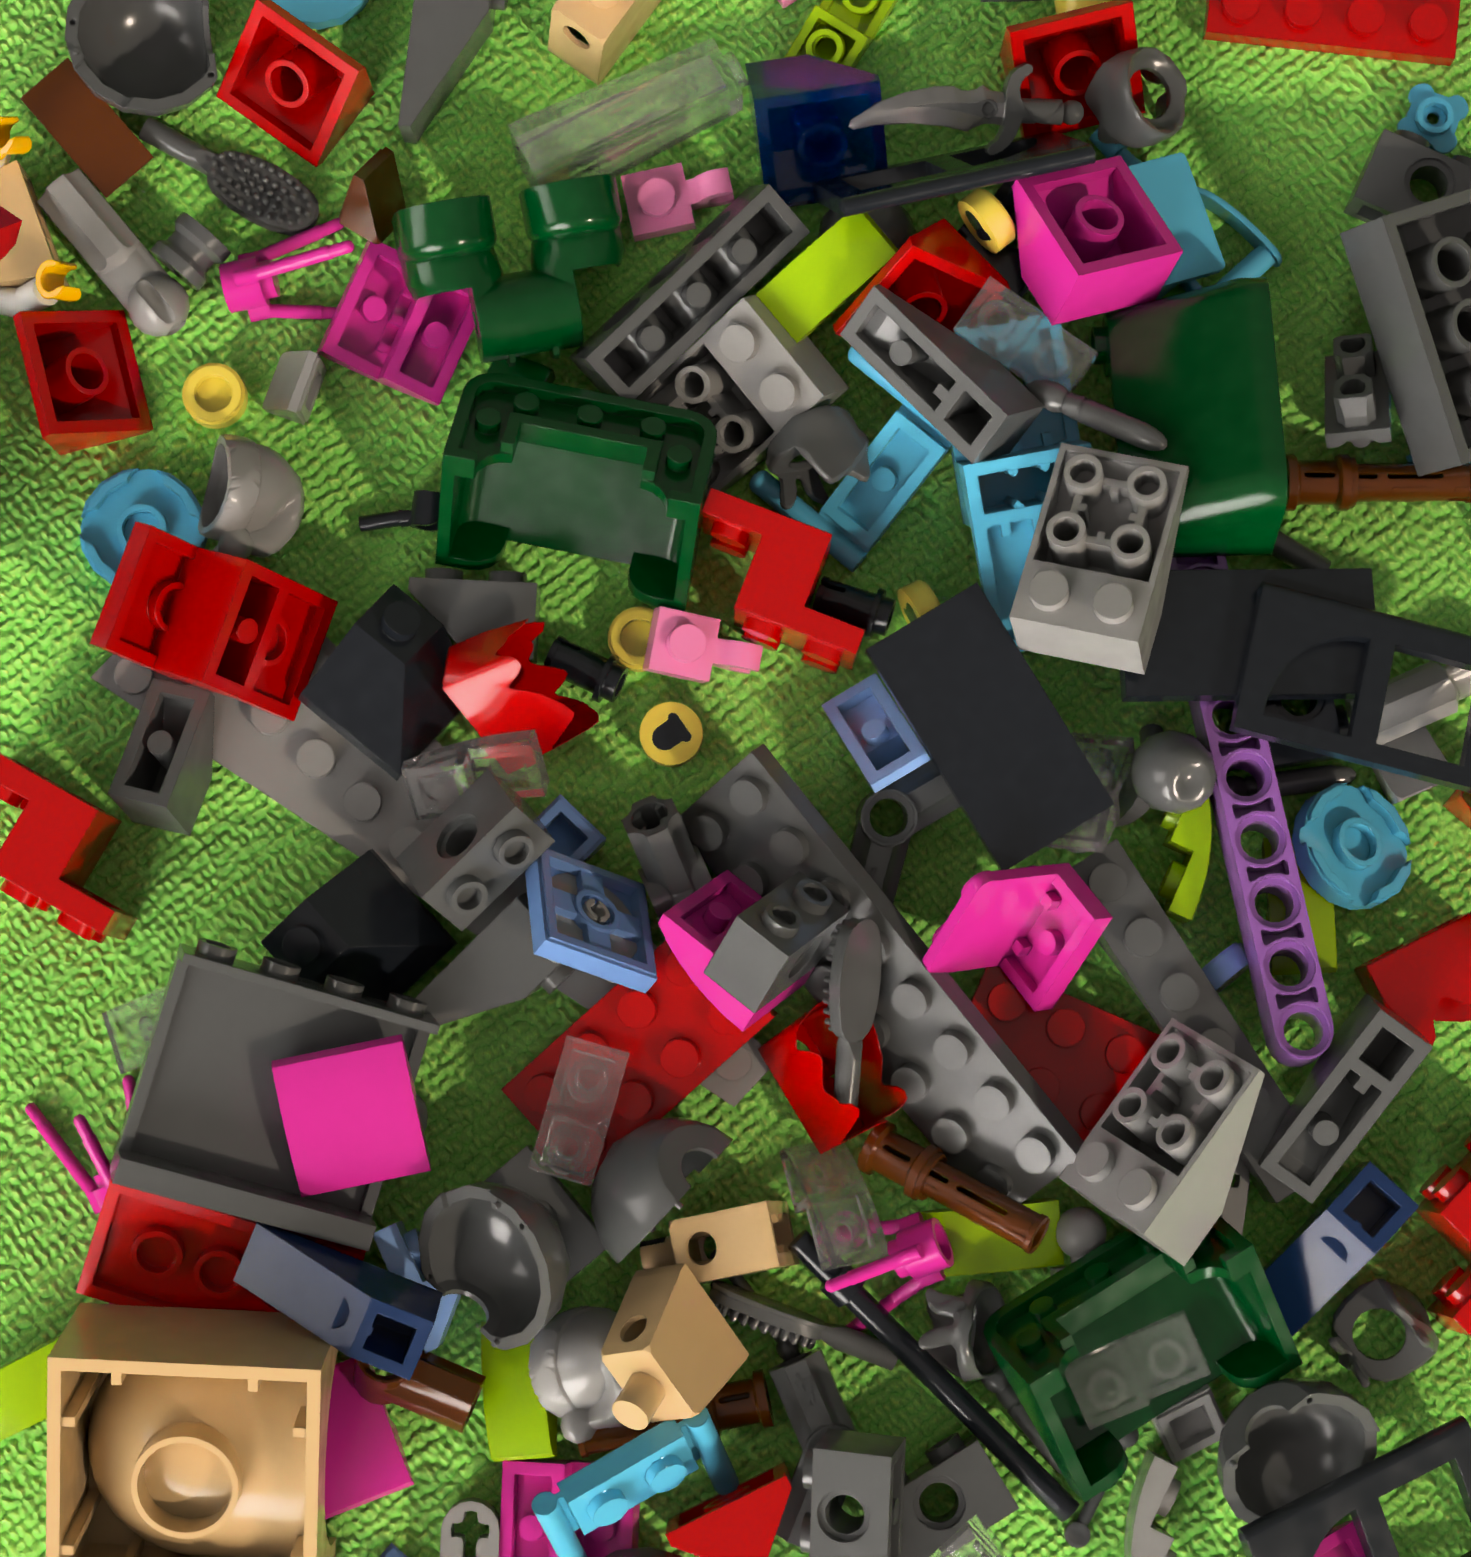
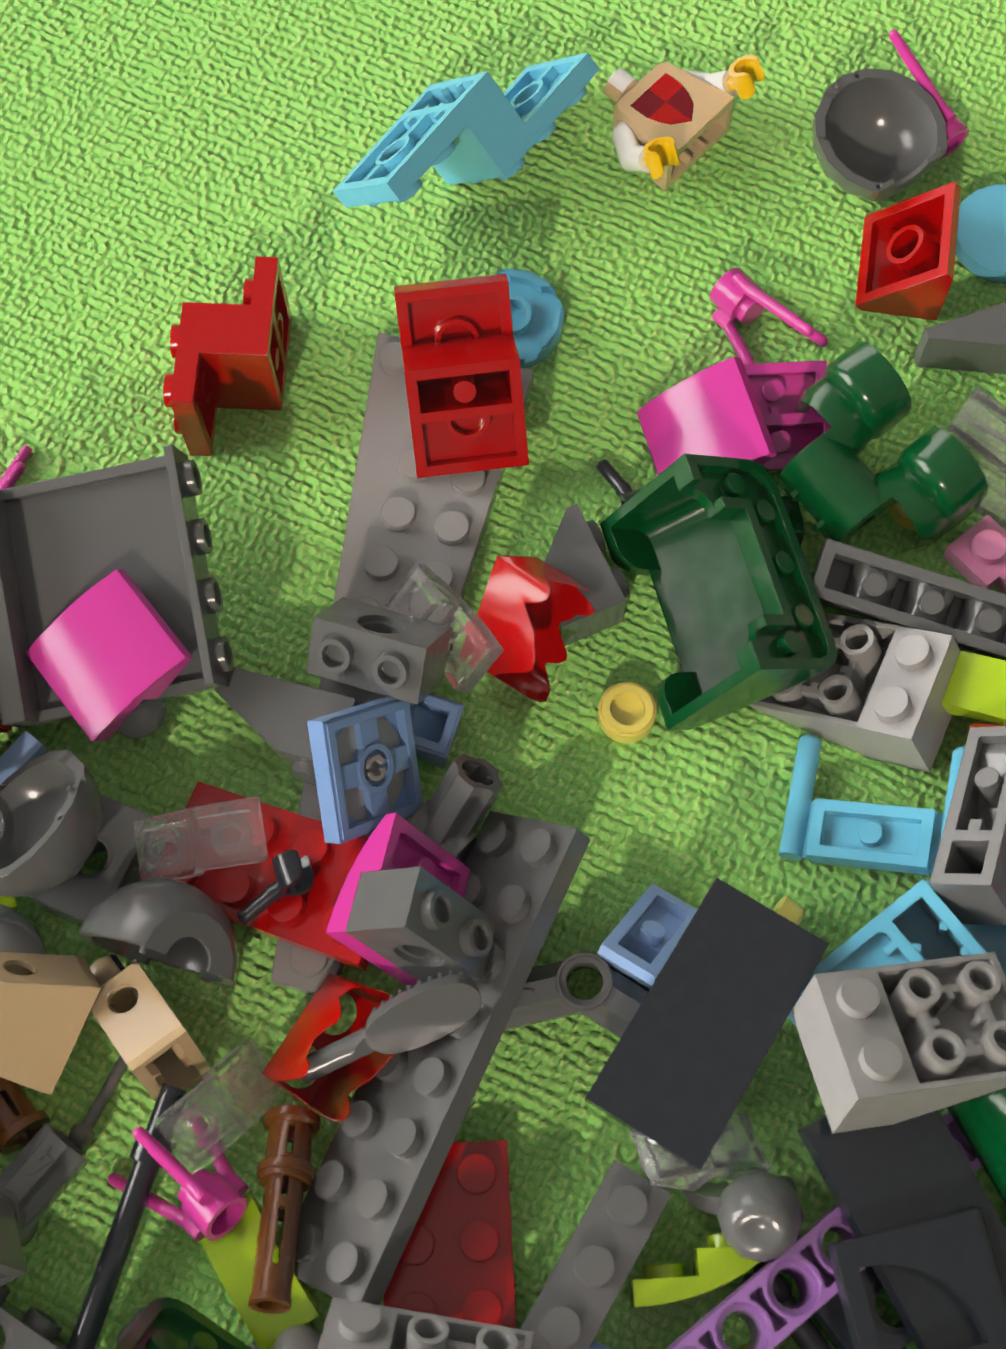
camera: 65 degrees right, 15 degrees down
(82, 377) = (598, 217): red slope -> none
(86, 128) = (783, 143): reddish brown slope -> none
(151, 297) = (705, 201): light grey piece -> none
(167, 758) = (340, 405): dark grey slope -> none
(190, 251) = (738, 246): dark grey wheel -> none
(215, 395) = (640, 318): light yellow tile -> none
(242, 181) = (812, 264): dark grey piece -> none
(250, 499) = (574, 369): light grey piece -> none
(295, 385) = (676, 367): light grey slope -> none
(363, 930) = (269, 605): black slope -> none
(373, 198) = (860, 327): reddish brown slope -> none
(386, 682) = (483, 516): black slope -> none
(391, 404) = (707, 416): none -> dark pink slope
(587, 669) = (578, 674): black pin -> none
(662, 1038) = (293, 879): none -> black hand
(671, 734) = (562, 774): light yellow tile -> none
(689, 646) = (640, 748): bright pink plate -> none
(780, 581) = (736, 787): red bracket -> none
(796, 1325) = (103, 1123): dark grey piece -> none
(828, 443) = (873, 769): dark grey piece -> none
(855, 606) = (751, 865): black pin -> none
(958, 1330) = (158, 1277): dark grey piece -> none
(1028, 923) = (554, 1141): dark pink bracket -> none

